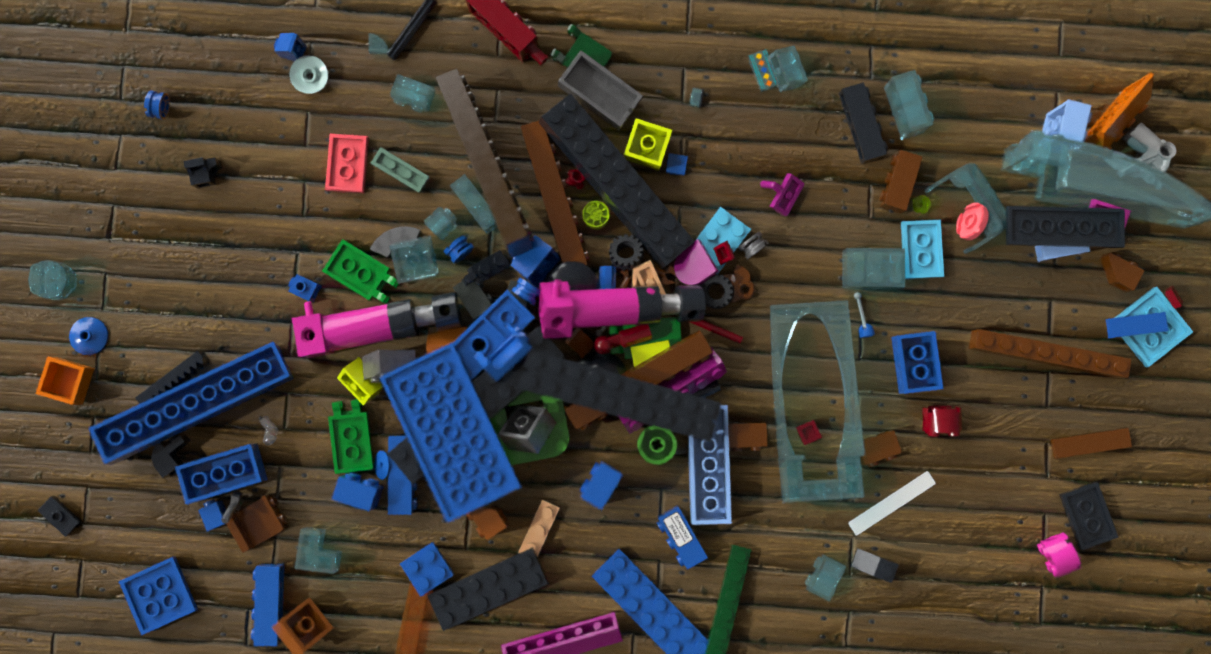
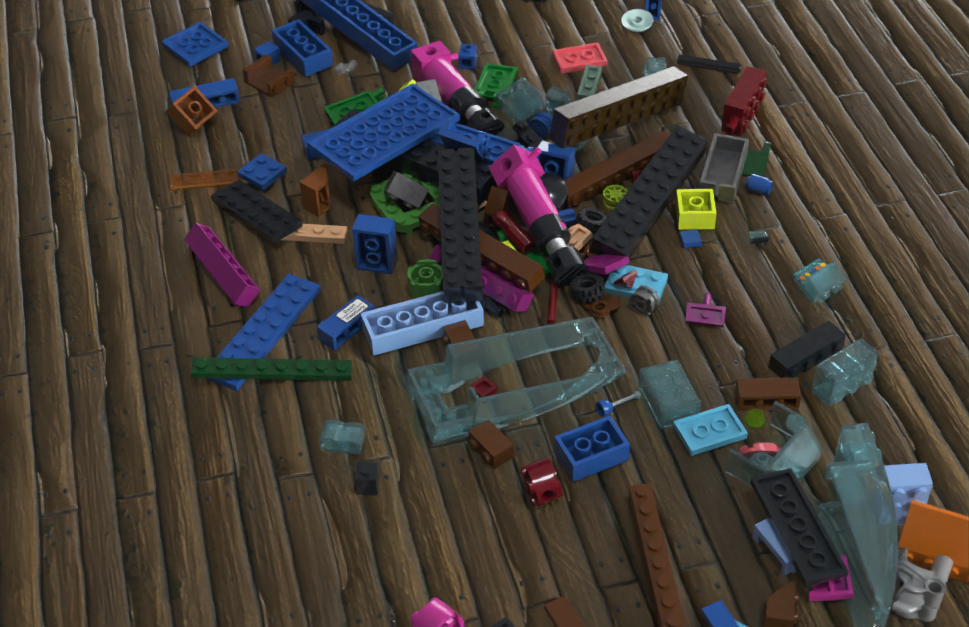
camera: 75 degrees right, 40 degrees down
(235, 504) = (279, 59): flat silver bar -> none
(312, 555) = (256, 105): clear light blue brick -> none
(357, 491) = (313, 112): blue brick -> none
(377, 45) = (684, 49): clear light blue tile -> none
(628, 64) = (759, 184): none -> blue brick
(891, 503) = (439, 478): white sticker -> none

